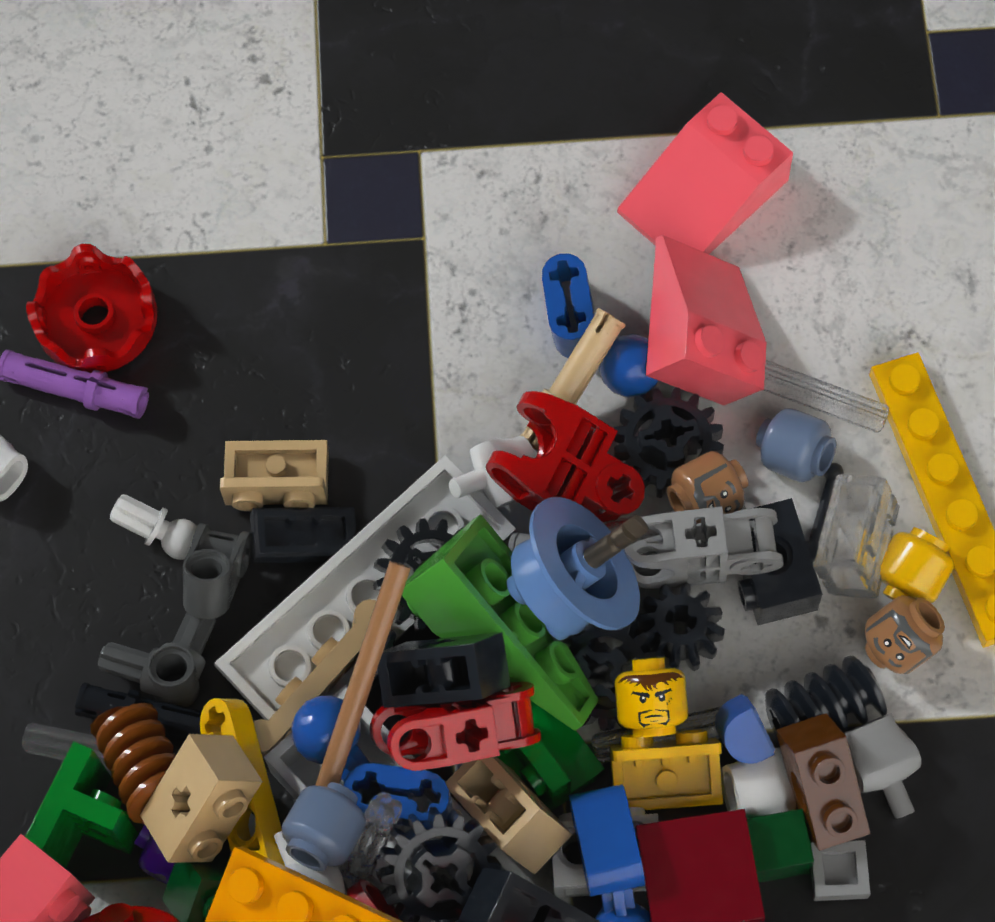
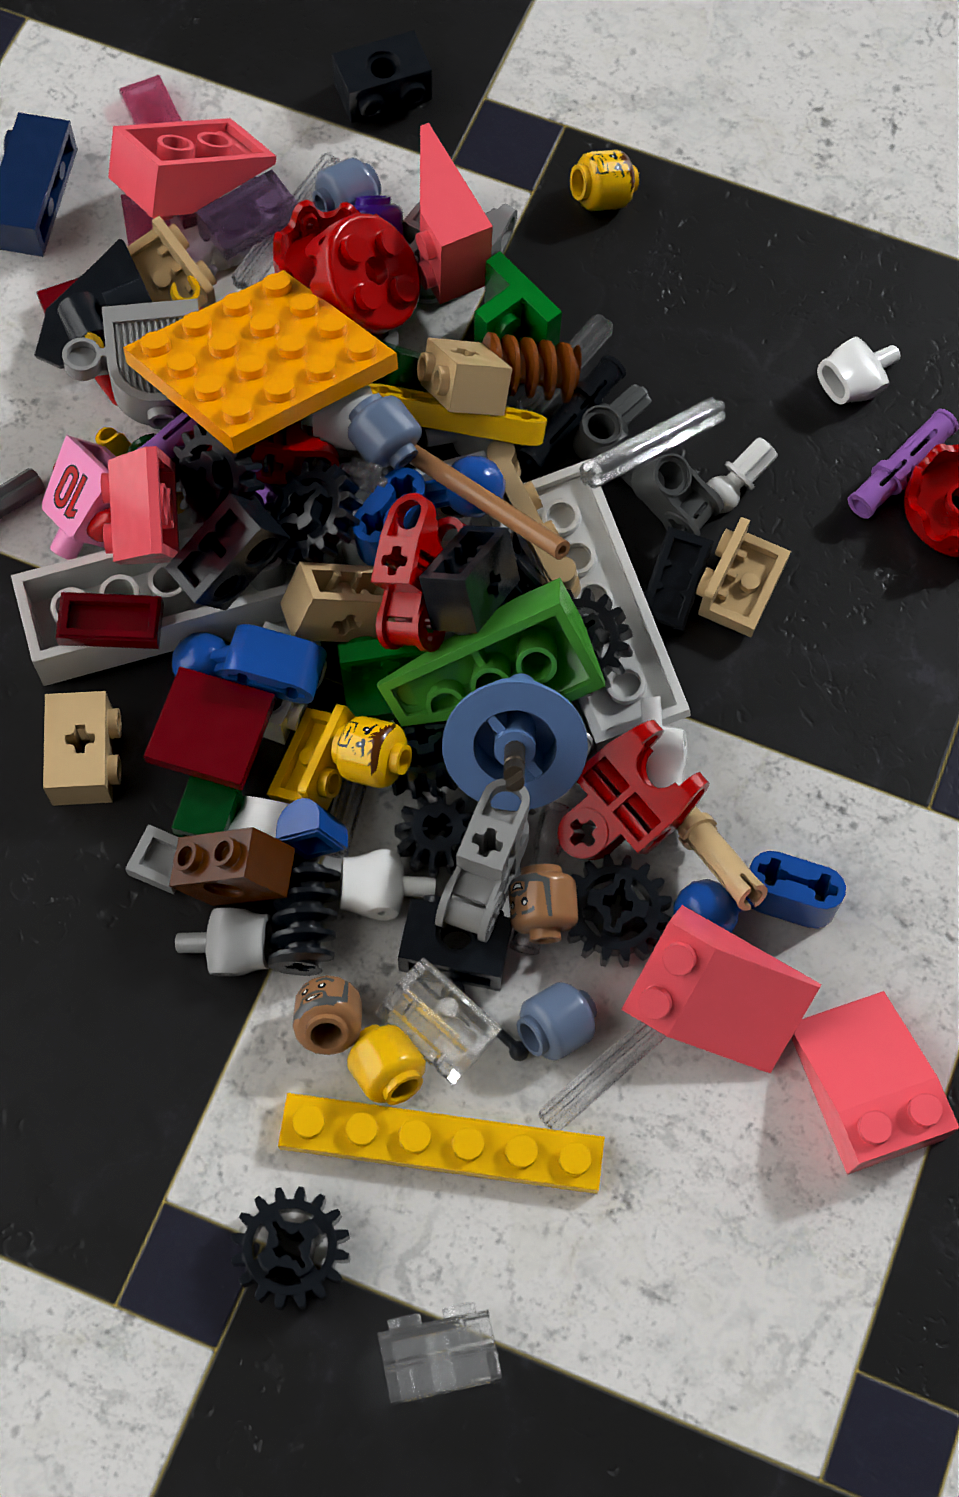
camera: 110 degrees right, 0 degrees up
(165, 612) = (652, 443): none -> clear axle
(755, 657) = (376, 885): none -> white piece

